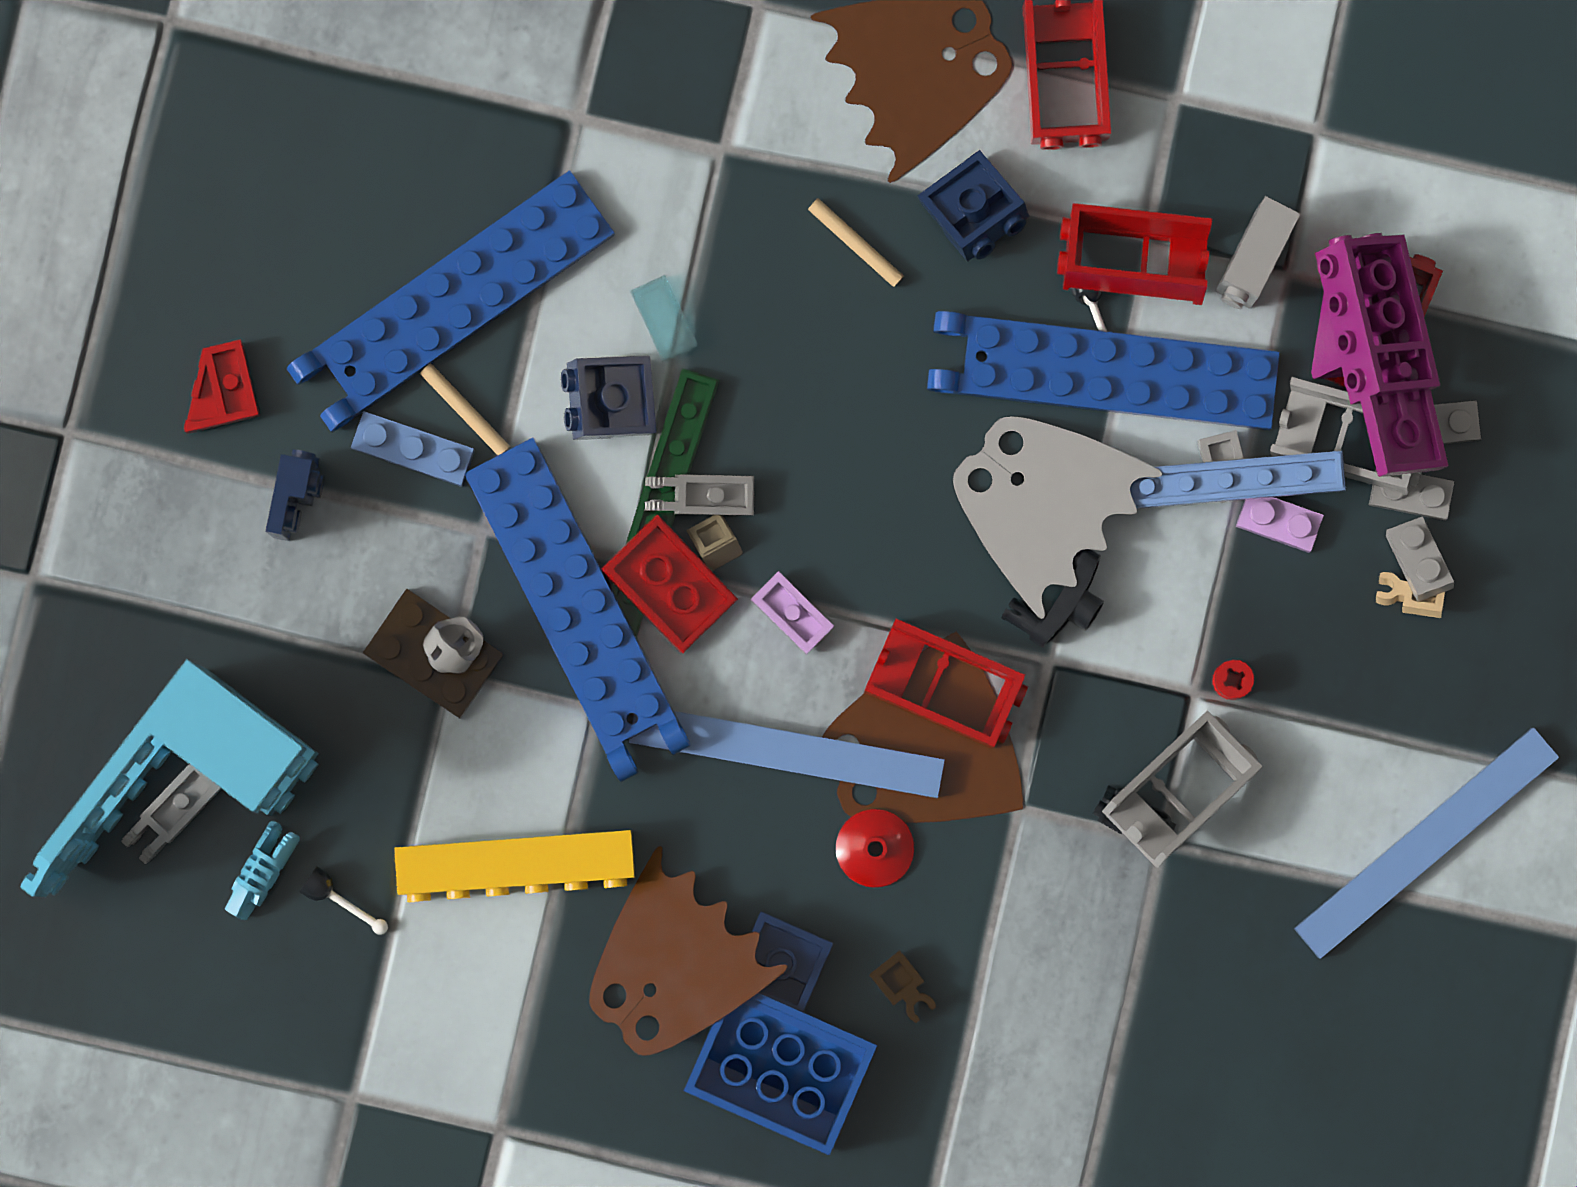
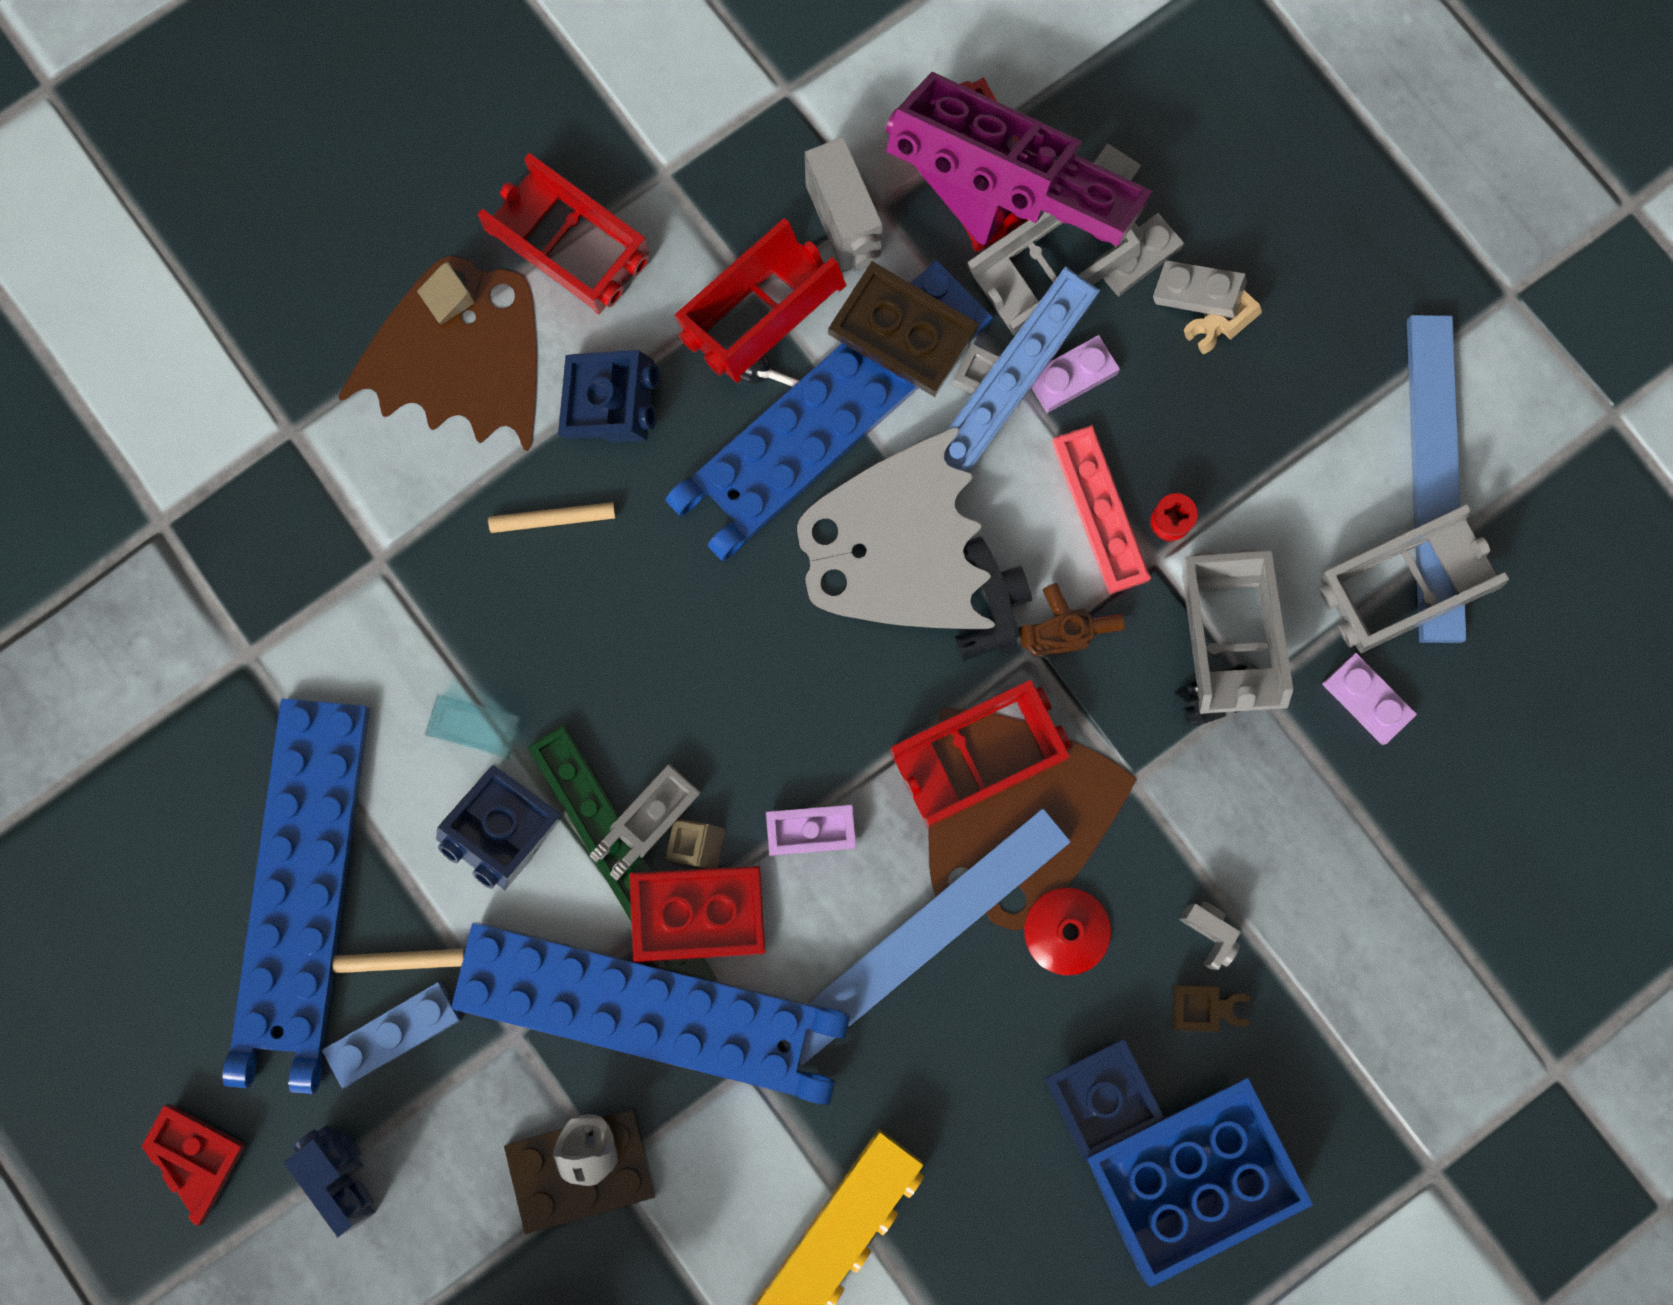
camera: 45 degrees left, 5 degrees down
(683, 952) = (1026, 1177): reddish brown piece -> none
(949, 24) = (445, 294): none -> dark tan slope
(963, 937) = (1210, 923): none -> light grey bracket
(1084, 672) = (1068, 630): none -> reddish brown piece
(1196, 623) = (1100, 509): none -> coral tile
(1202, 373) = (903, 329): none -> dark brown plate
(1220, 924) = (1369, 699): none -> lavender plate
(1375, 905) = (1459, 554): none -> light grey door

